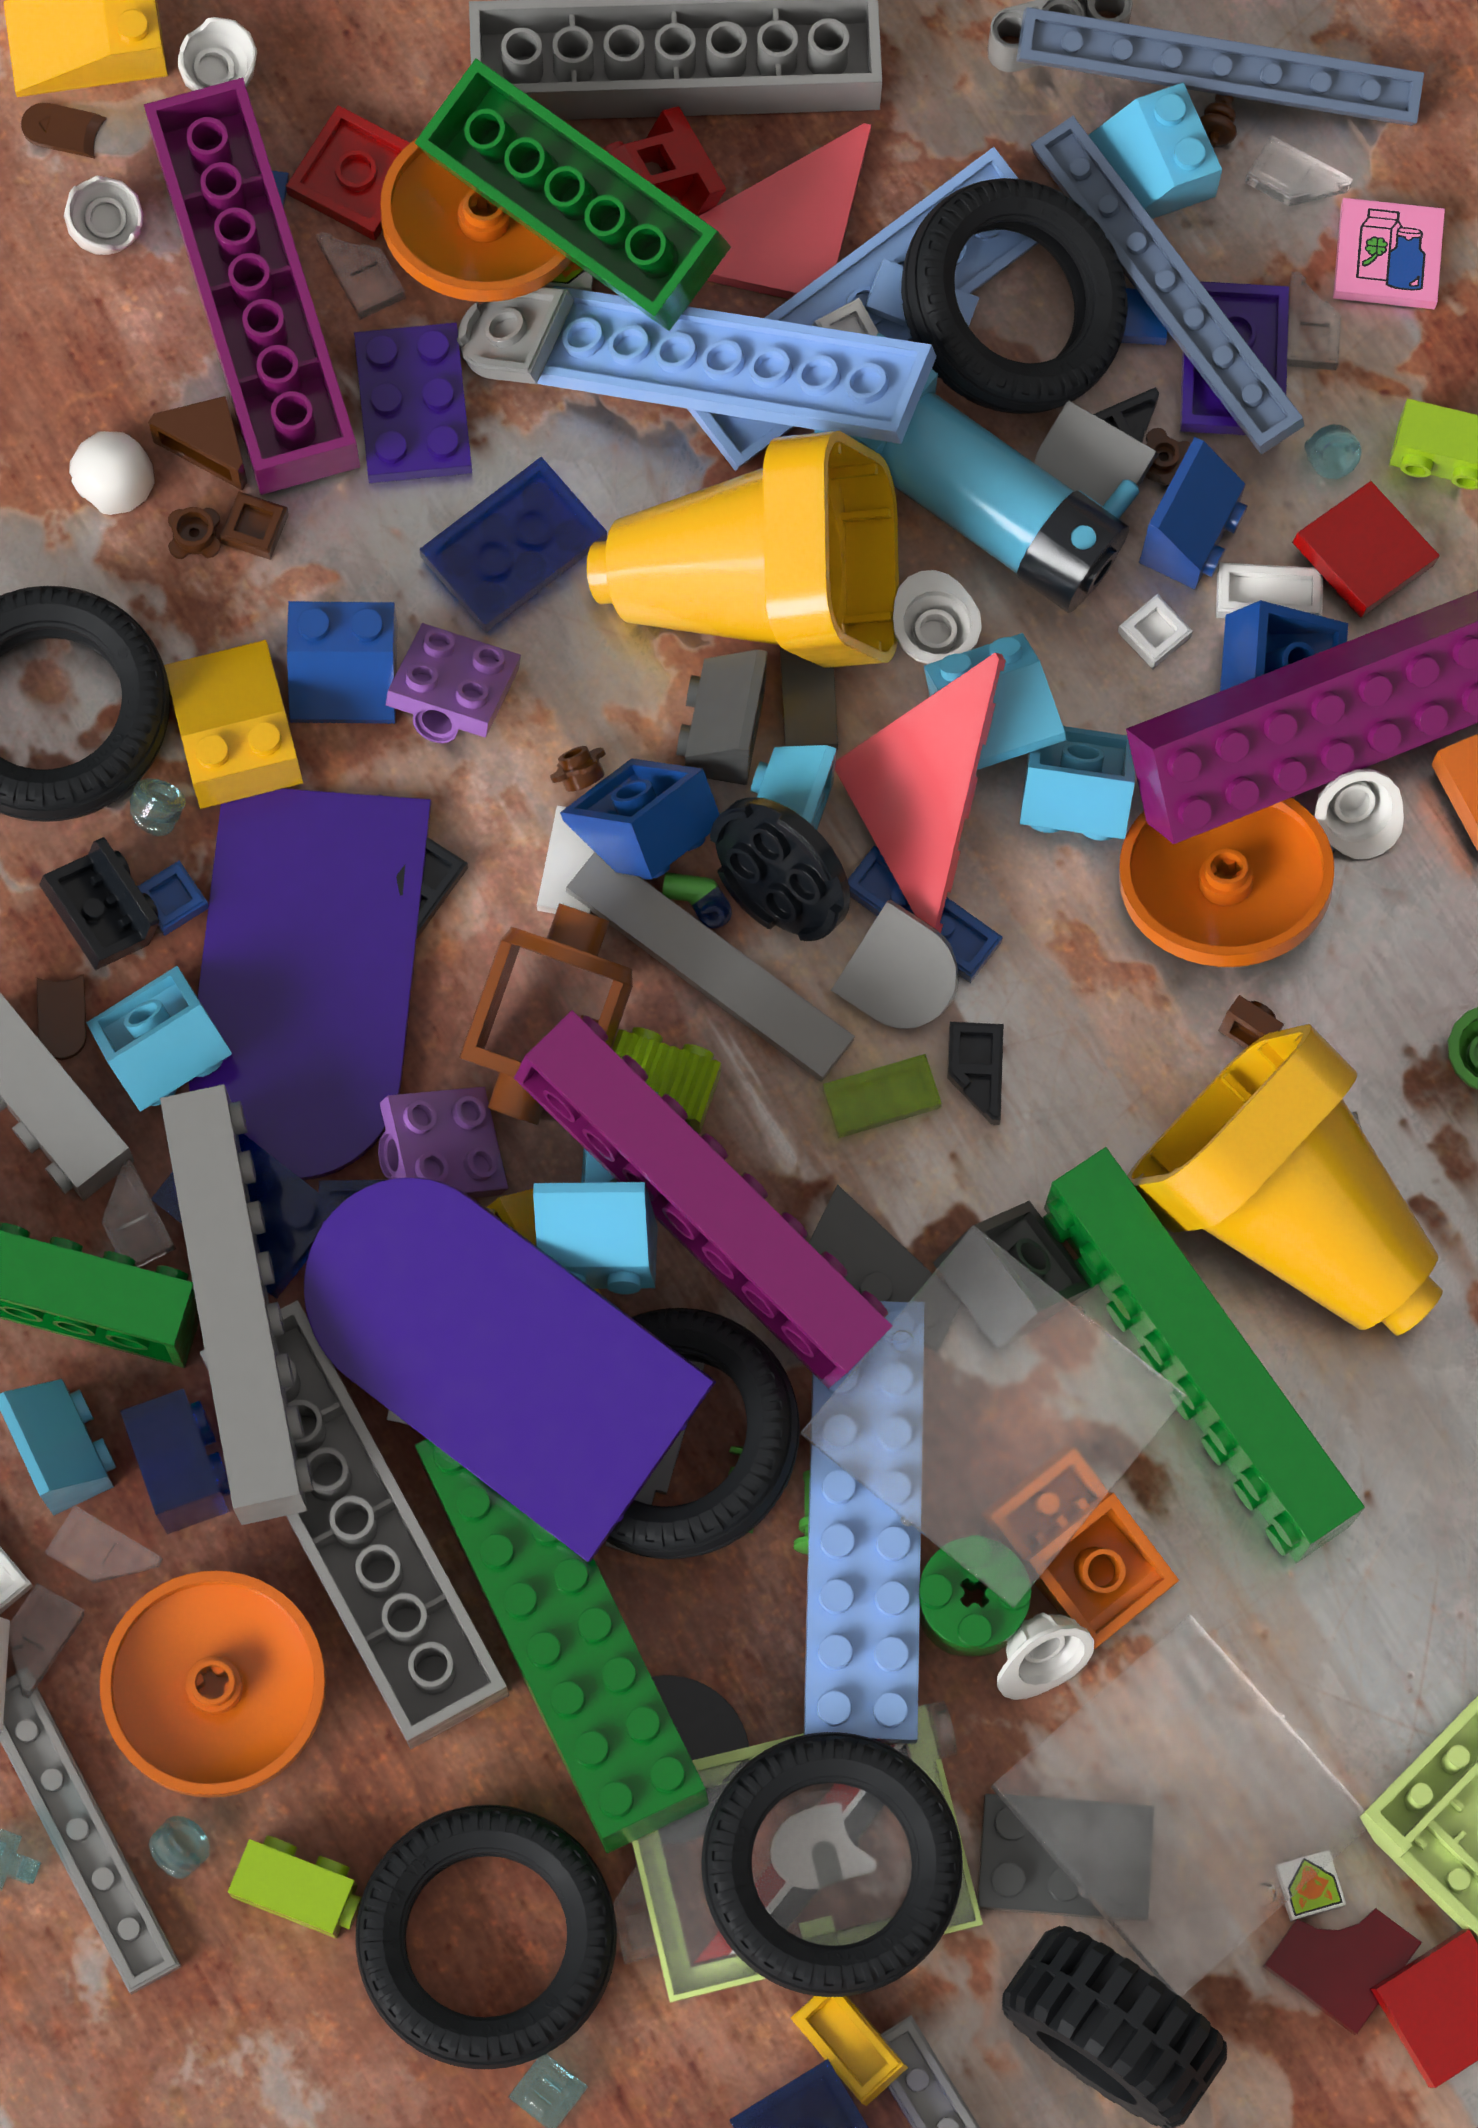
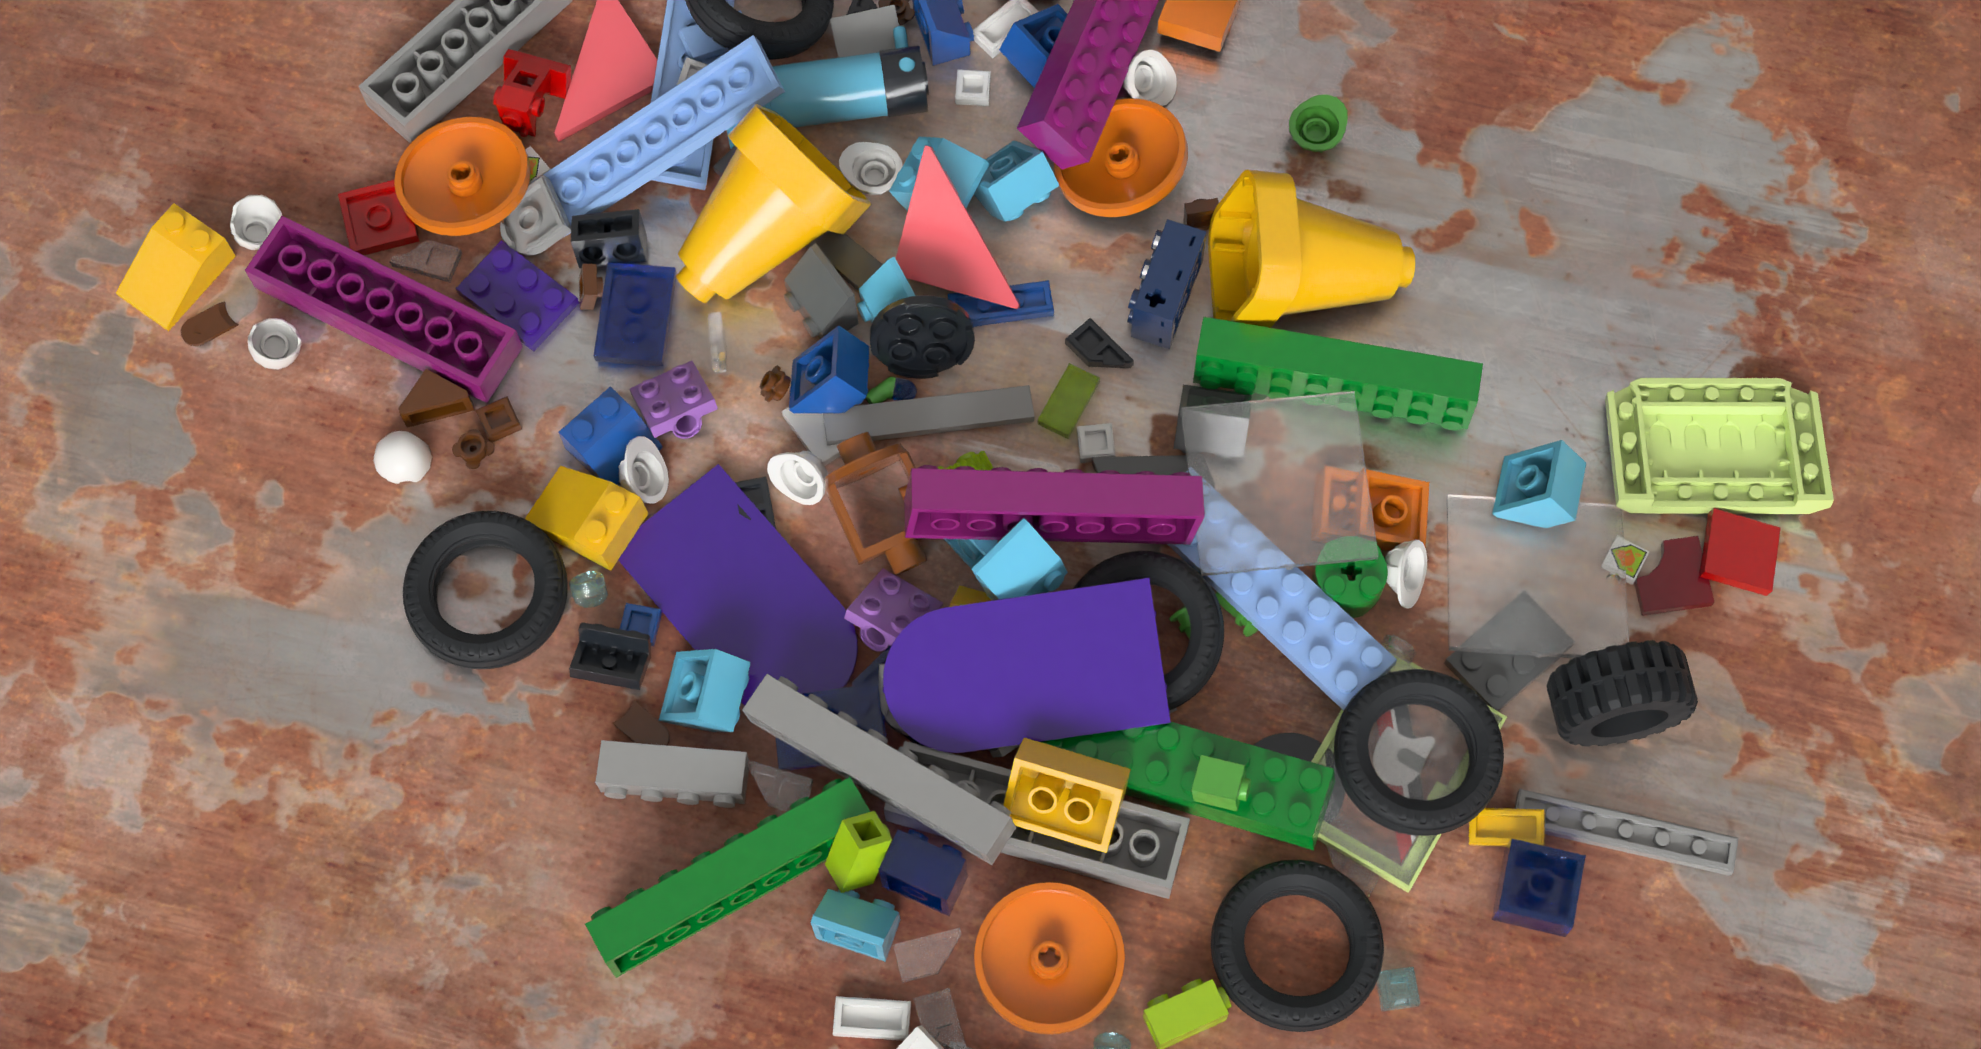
camera: 40 degrees left, 5 degrees down
(125, 1370) = (858, 851): none -> lime brick
(339, 732) = (644, 470): none -> white piece
(396, 1526) = (1065, 794): none -> yellow slope
(495, 467) = (589, 286): none -> reddish brown plate
(499, 896) = (798, 476): none -> white piece
(562, 1681) = (1220, 783): none -> bright green brick
(564, 663) = (717, 342): none -> clear tile
(566, 430) = (609, 238): none -> black brick
(573, 194) = (505, 123): green brick -> none
(862, 1172) = (1095, 441): none -> white tile
(900, 971) = (1020, 336): light grey tile -> none
(1121, 1068) = (1166, 283): none -> dark blue piece
(1297, 1709) = (1540, 486): none -> medium azure slope

